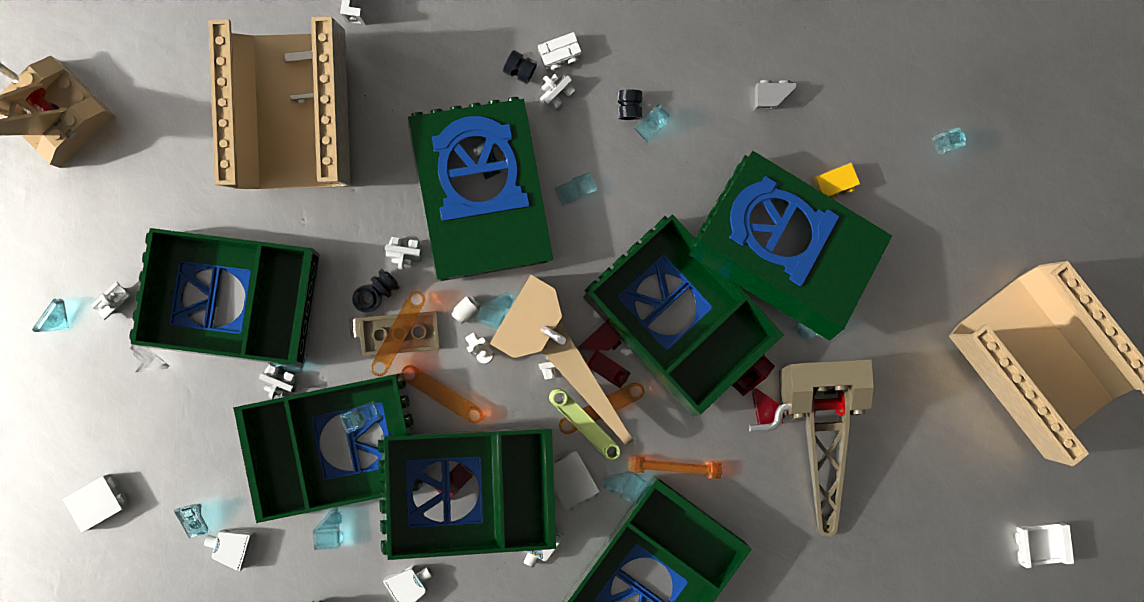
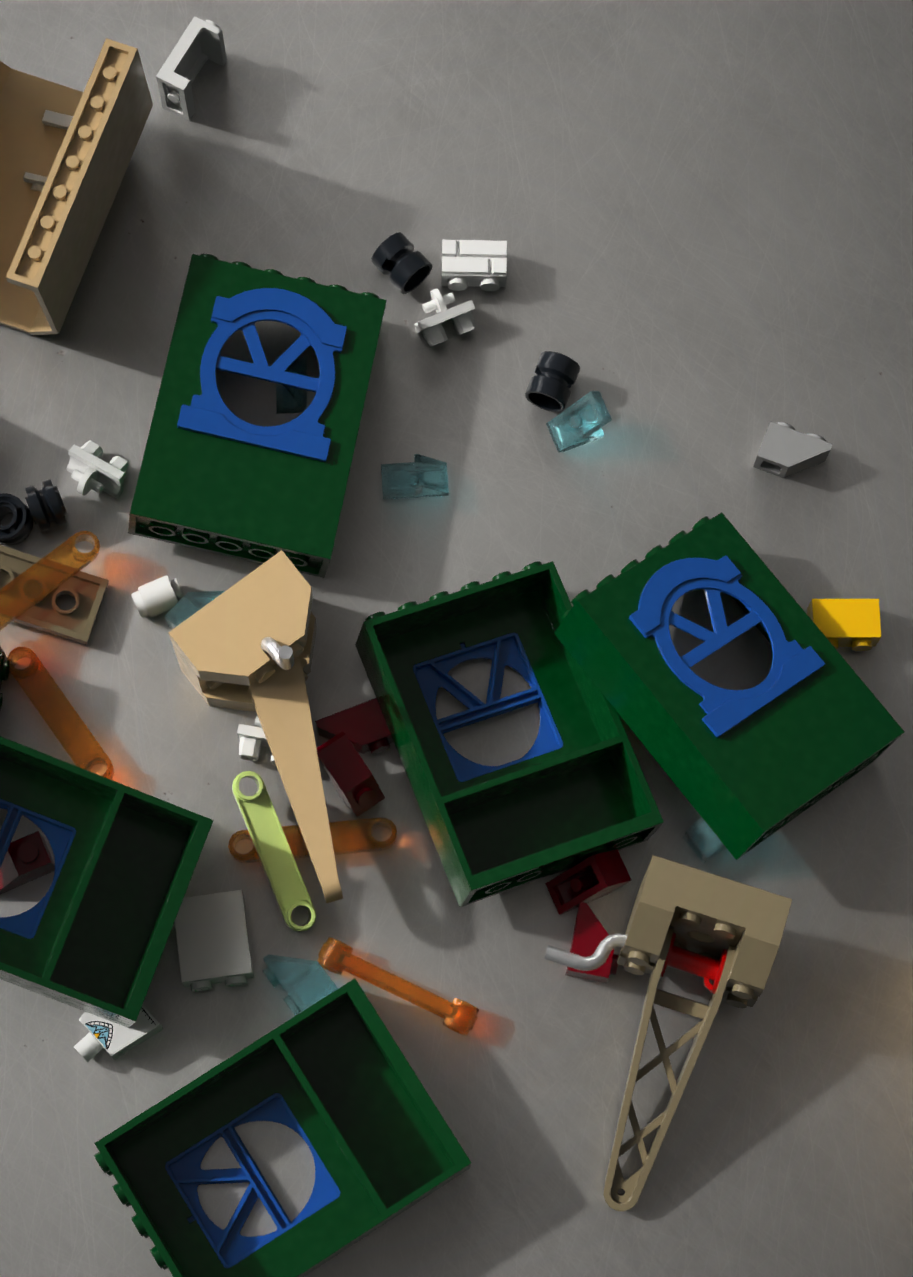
camera: 20 degrees right, 15 degrees down
(480, 348) = (152, 660): white hips -> none

